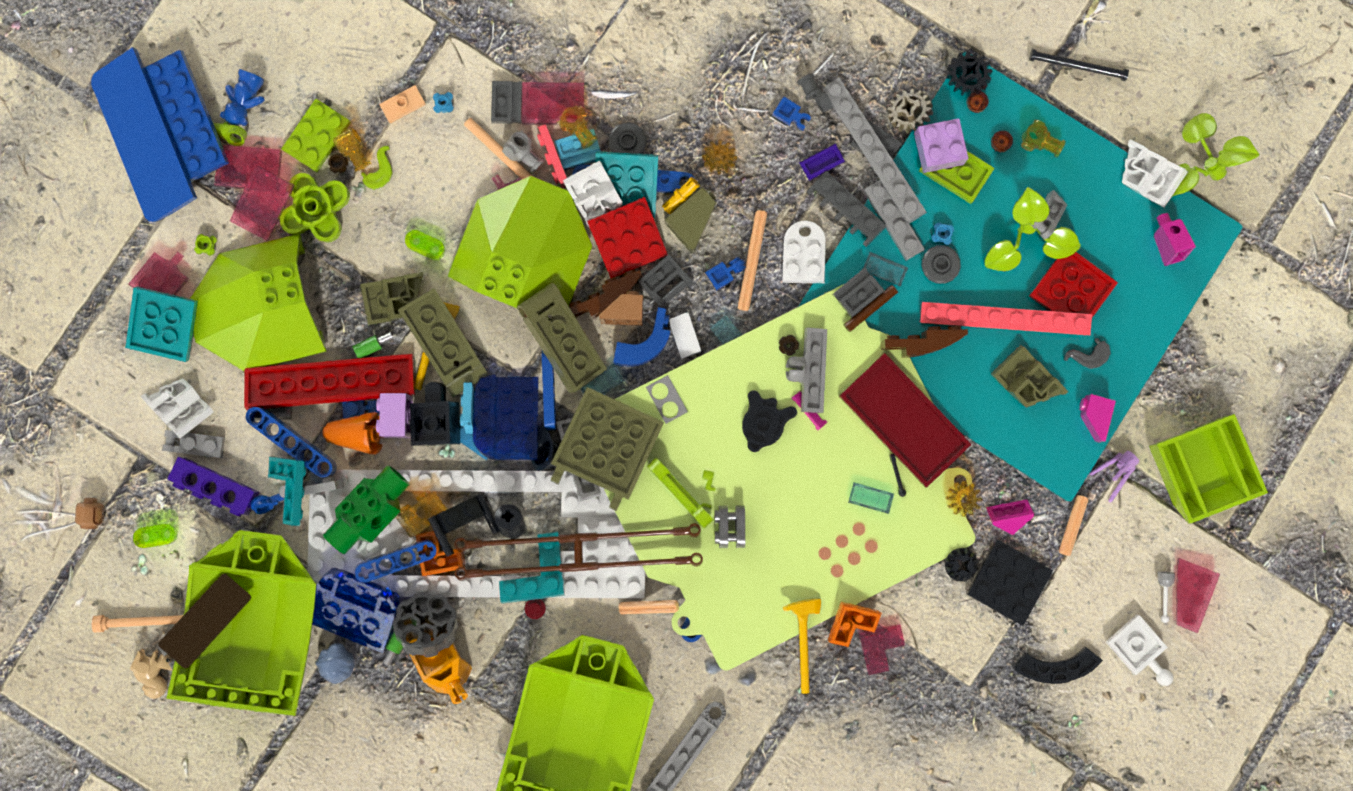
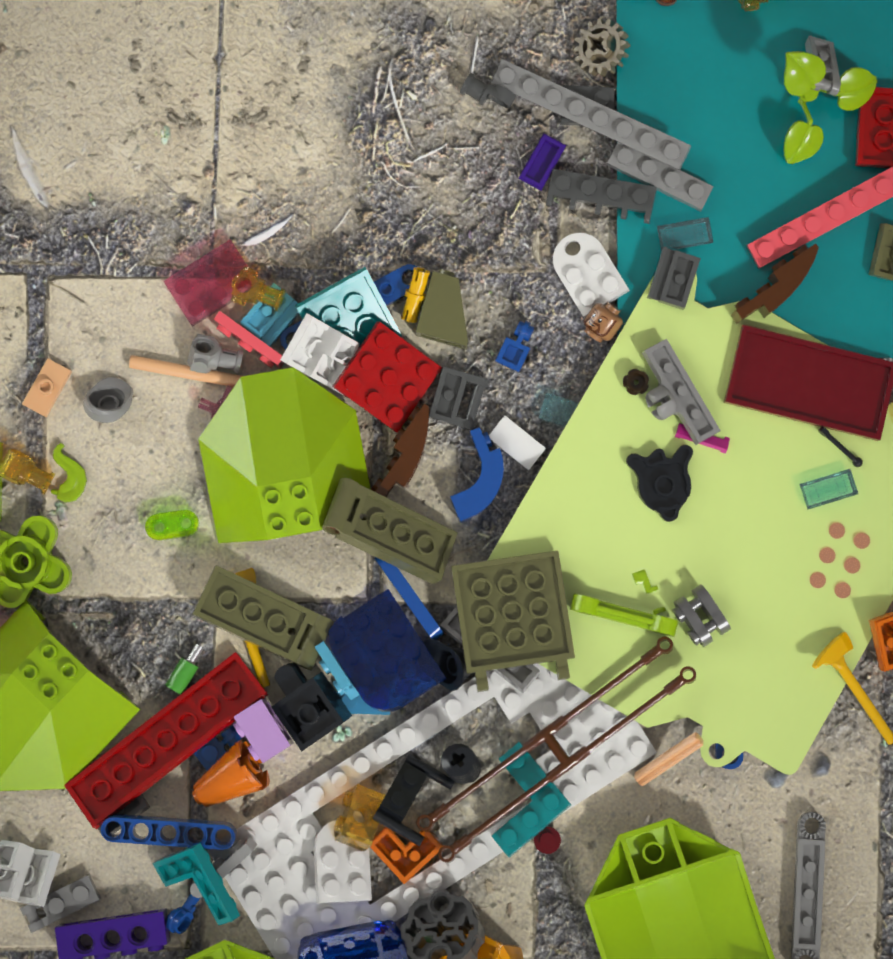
camera: 30 degrees left, 0 degrees up
(332, 162) = (13, 492): dark brown plate -> none
(367, 510) = (300, 851): green brick -> none
(385, 297) = (168, 608): olive slope -> none
(394, 557) = (363, 883): blue beam -> none
(436, 137) = (108, 400): none -> light grey hat
(447, 107) = (89, 365): dark azure plate -> none
(506, 102) = (160, 313): dark grey plate -> none
(605, 381) = (464, 546): clear light blue tile -> none
(624, 310) = (438, 456): medium nougat slope -> none
(627, 139) = (317, 270): dark grey wheel -> none
(671, 397) = (547, 516): light grey brick -> none
(728, 157) = (437, 221): clear yellow gear -> none
(752, 260) = (536, 315): light nougat axle -> none
(789, 112) = (471, 131): blue plate -> none
(793, 292) = (603, 321): none -> medium nougat head
(869, 309) = (698, 286): reddish brown piece -> none
(941, 145) = (660, 64): lavender brick -> none
(941, 264) = (741, 191): dark grey wheel -> none
(947, 229) = (725, 150): dark azure plate -> none
(965, 179) = (692, 79): lime plate -> none
(1001, 141) = (720, 18): clear red tile -> none

